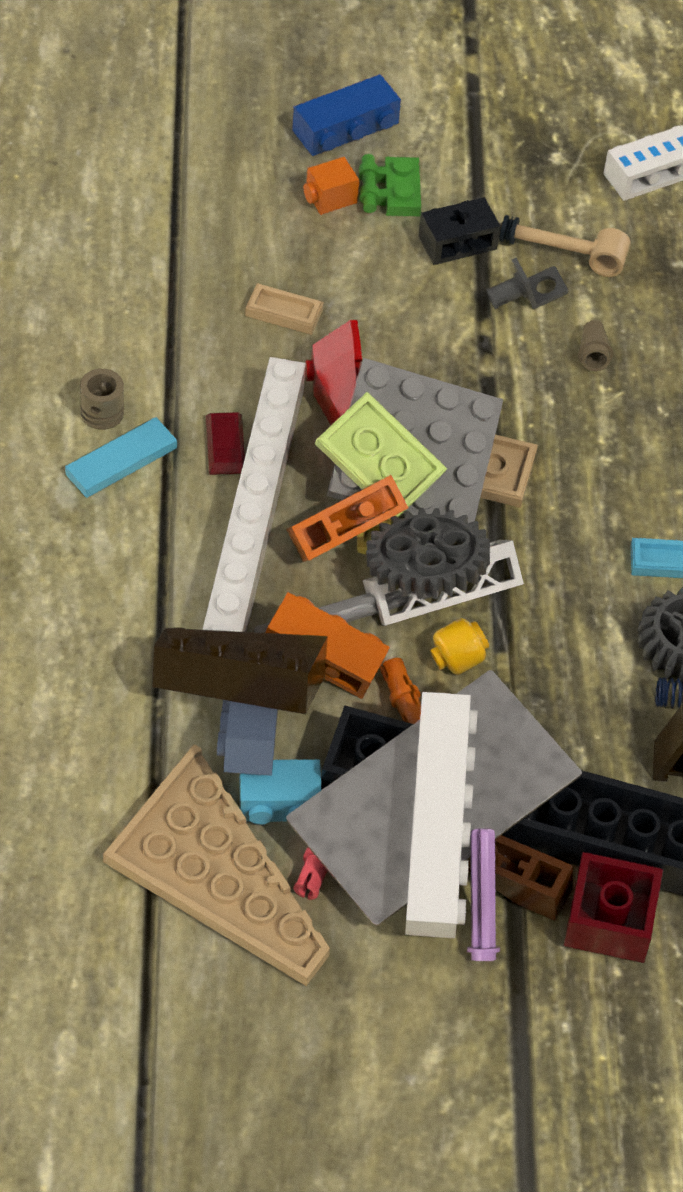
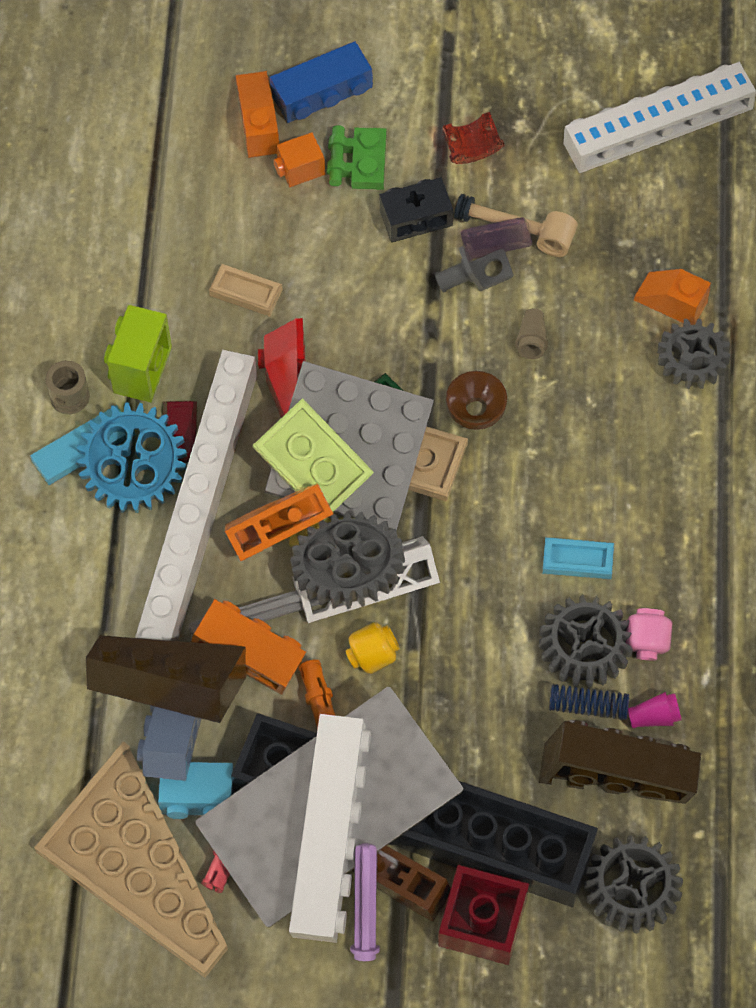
camera: 10 degrees right, 10 degrees up
(144, 460) = (101, 453): none -> dark azure gear
(178, 362) = (138, 353): none -> lime brick
(282, 146) = (257, 114): none -> orange slope
(512, 168) = (473, 140): none -> clear red piece
(544, 396) = (476, 387): none -> reddish brown piece
(557, 250) = (504, 235): none -> slope

